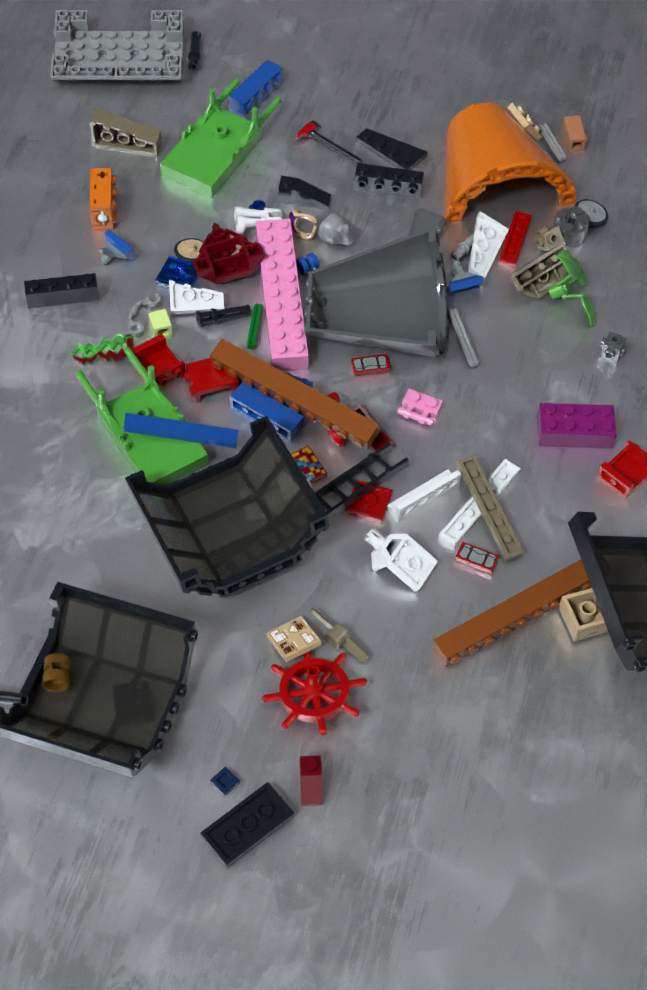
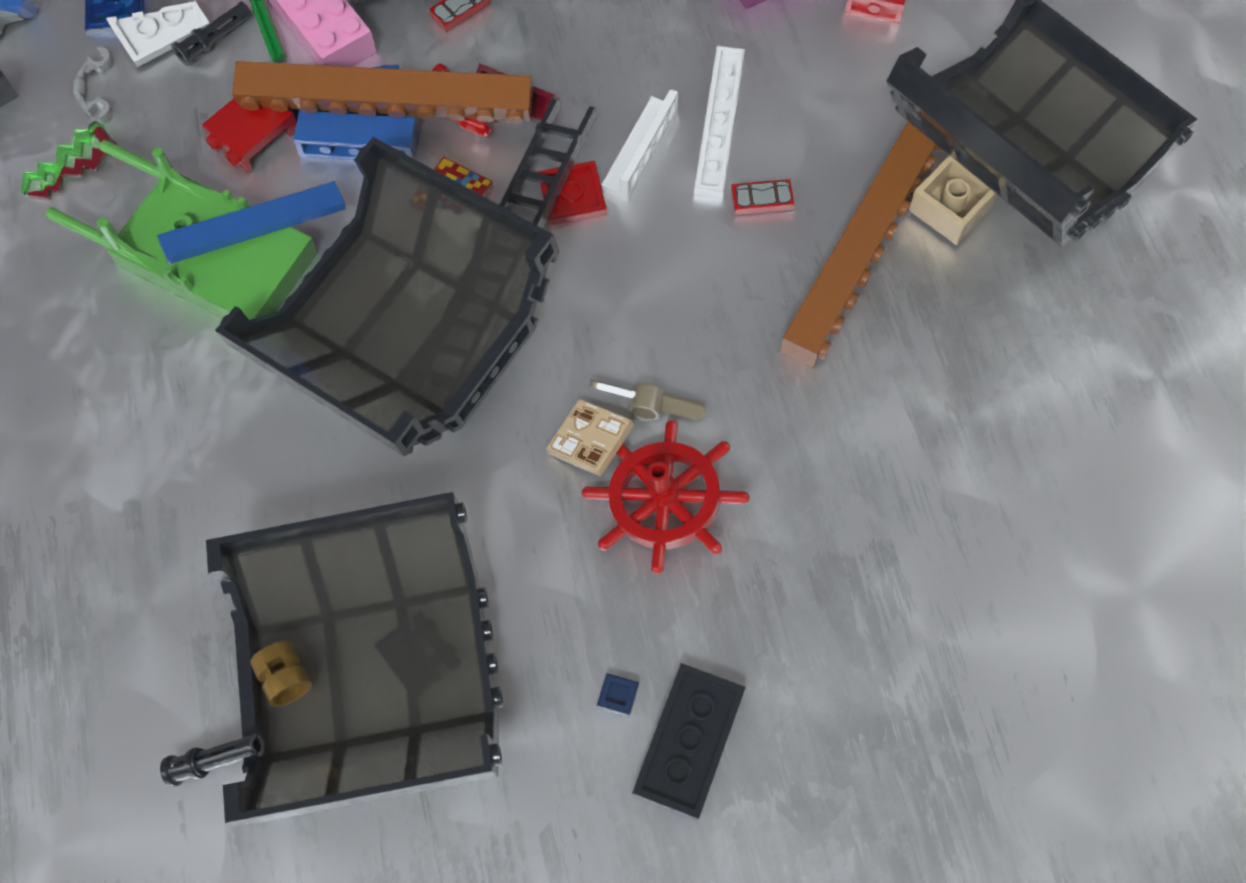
camera: 25 degrees left, 10 degrees up
(157, 354) = (147, 130): red panel -> none
(160, 323) = (130, 87): yellowish green brick -> none
(311, 780) = (738, 626): dark red slope -> none
(401, 556) = (666, 244): white plate -> none
(422, 404) = (565, 26): bright pink plate -> none
(490, 508) = (741, 120): dark tan plate -> none

